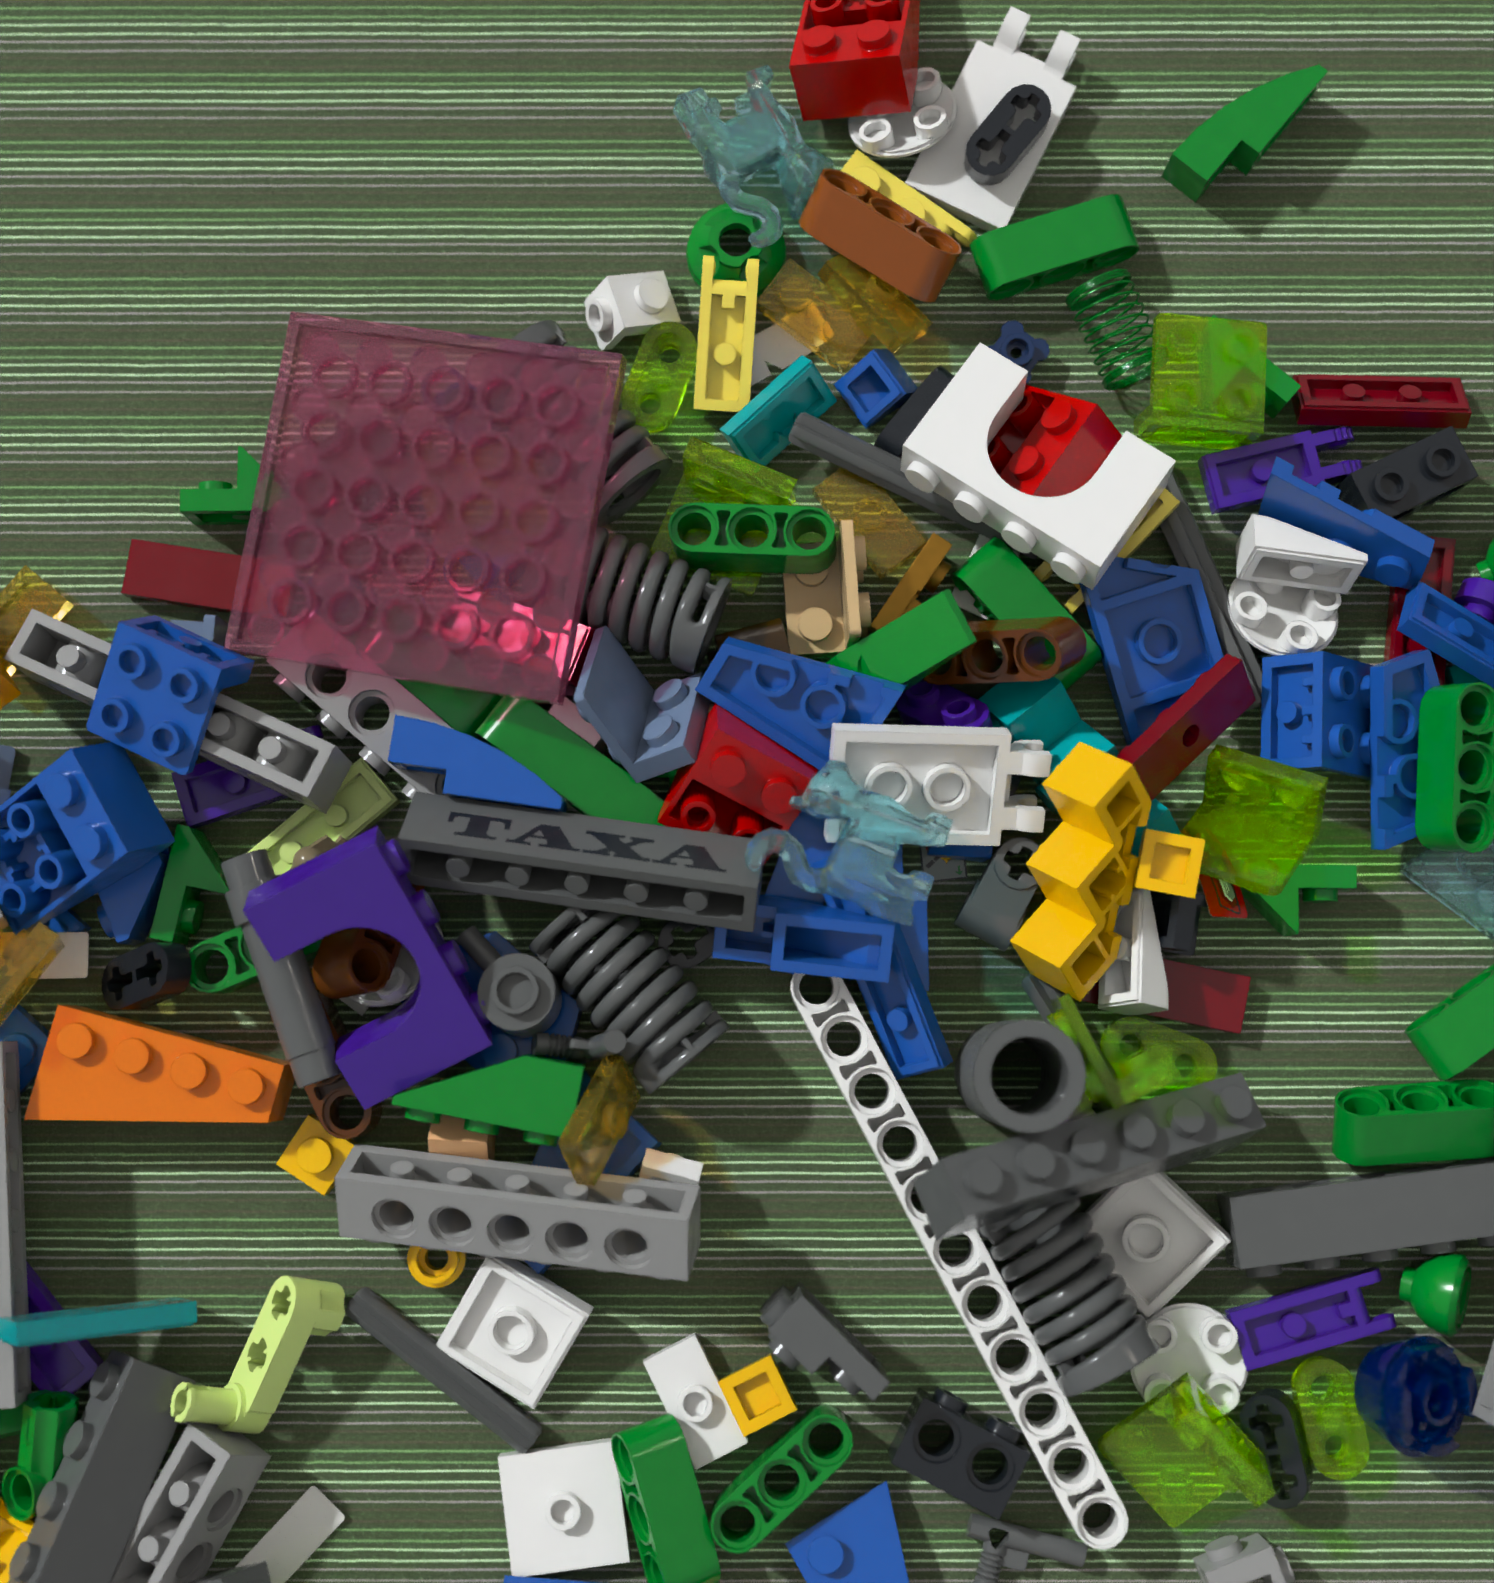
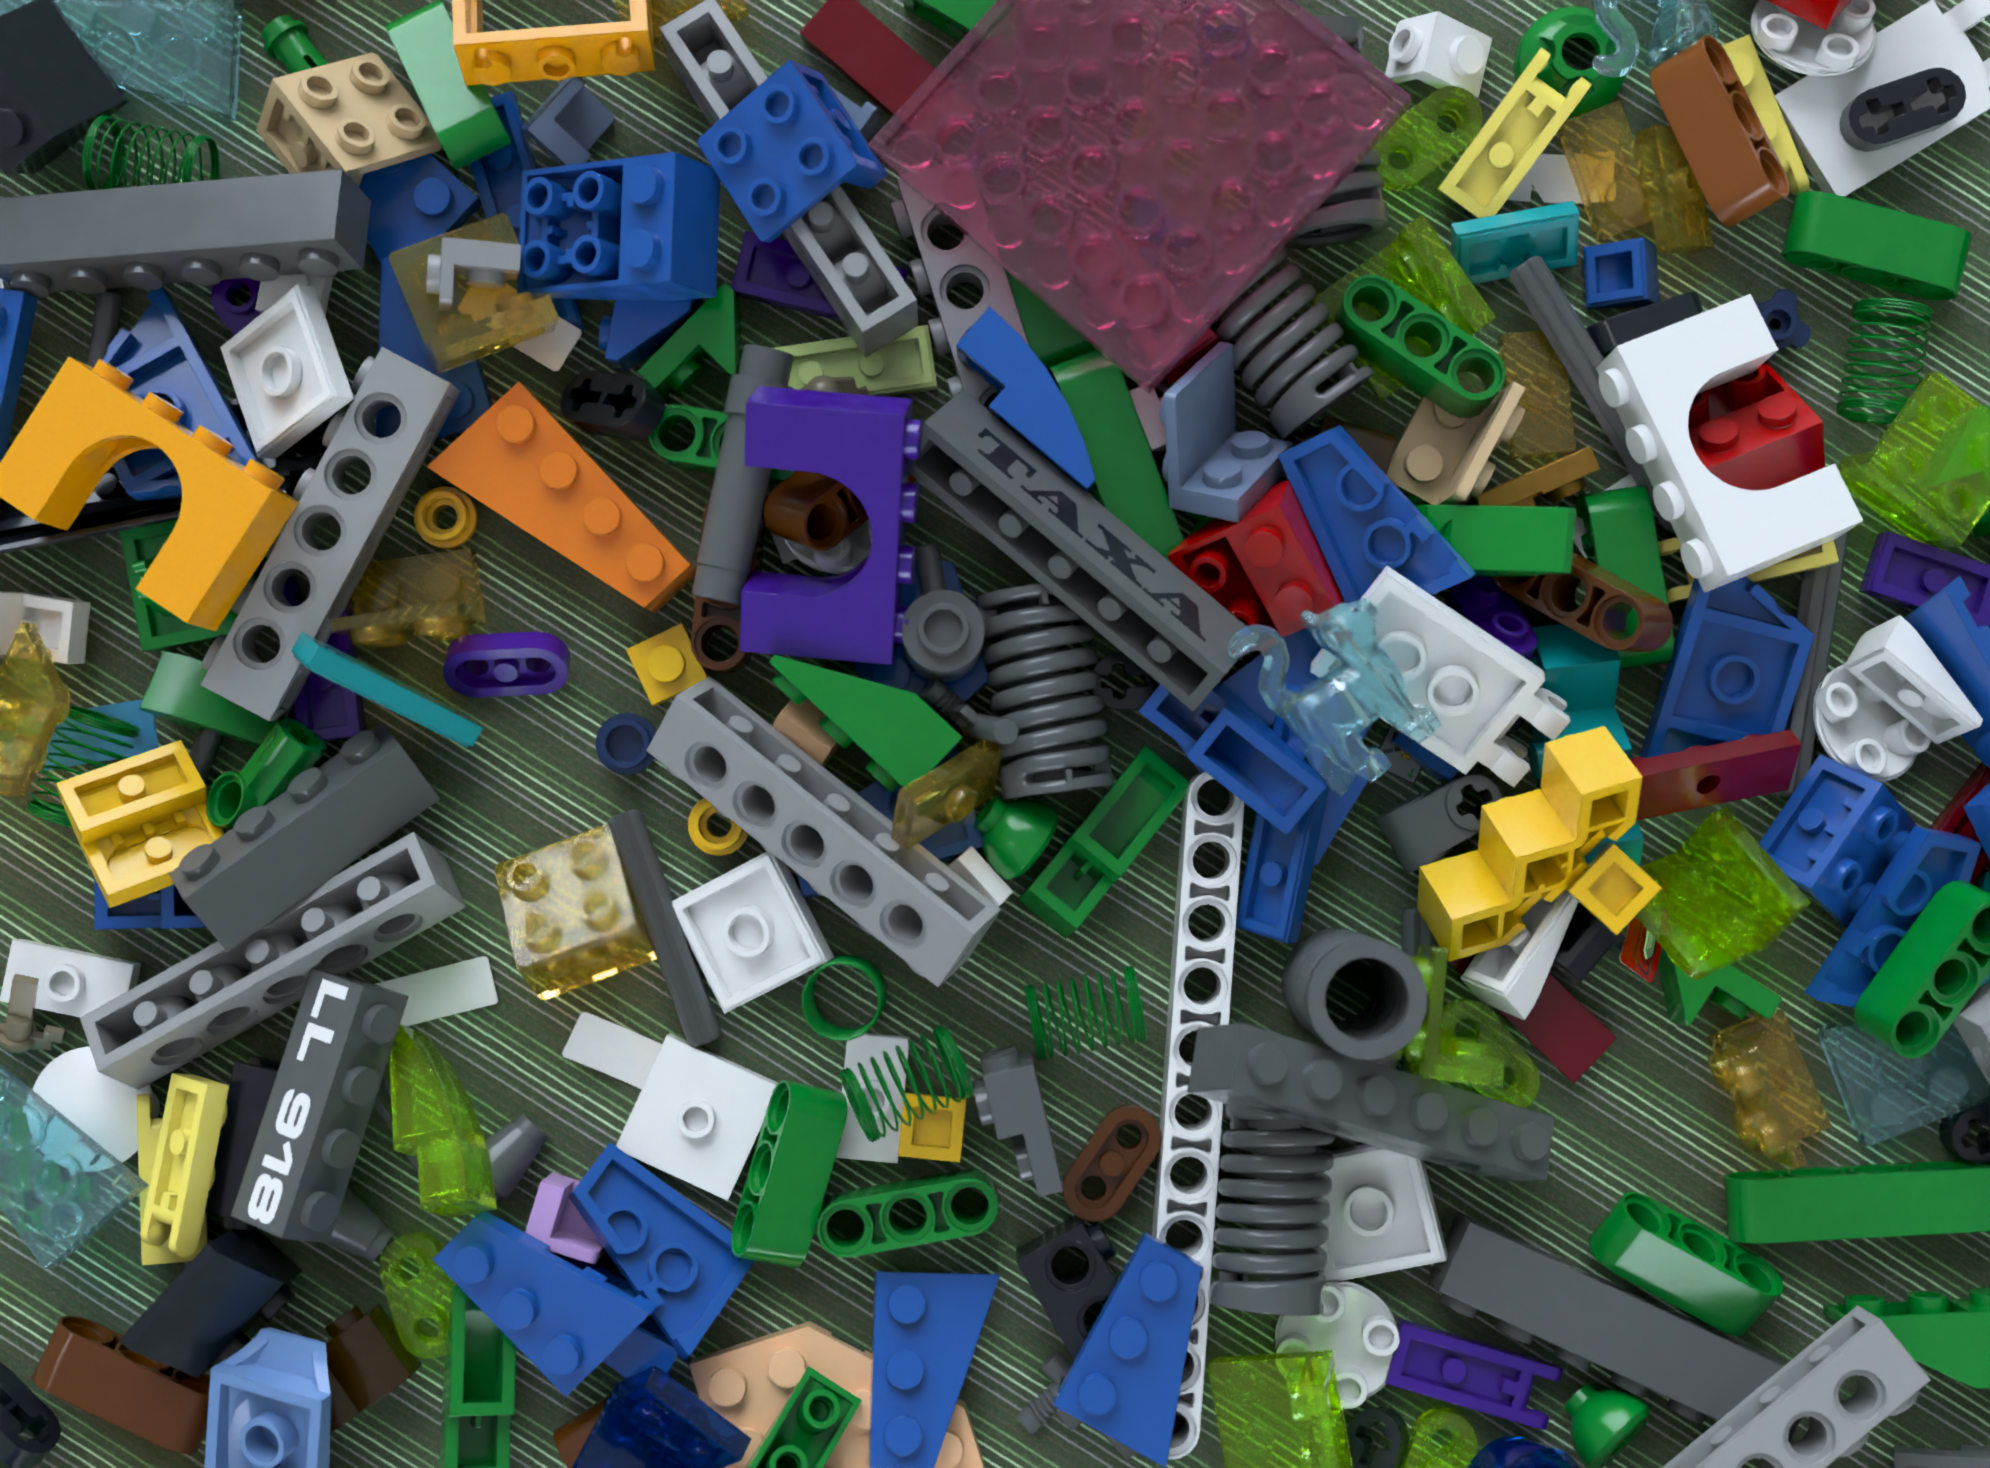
camera: 30 degrees right, 5 degrees up
(50, 1153) = (432, 504): none -> yellow plate
(80, 1228) = (413, 595): none -> clear yellow bracket
(186, 1237) = (506, 664): none -> dark purple plate
(268, 1359) = (515, 820): yellowish green beam -> none
(319, 1242) = (624, 743): none -> dark blue plate
(361, 1408) = (571, 914): none -> clear yellow bracket
(460, 1497) = (611, 1049): none -> white sticker
(608, 1367) = (819, 1023): none -> green piece
(676, 1116) = (1015, 834): none -> green brick
(742, 1334) = (861, 1105): none -> green piece
(753, 1077) = (1105, 843): none -> green slope
(791, 1256) = (1135, 1007): none -> green piece
(918, 1330) = (1113, 1162): none -> reddish brown plate
(1031, 1475) = (1136, 1352): none -> blue wing
(1392, 939) = (1769, 1087): none -> clear yellow bracket

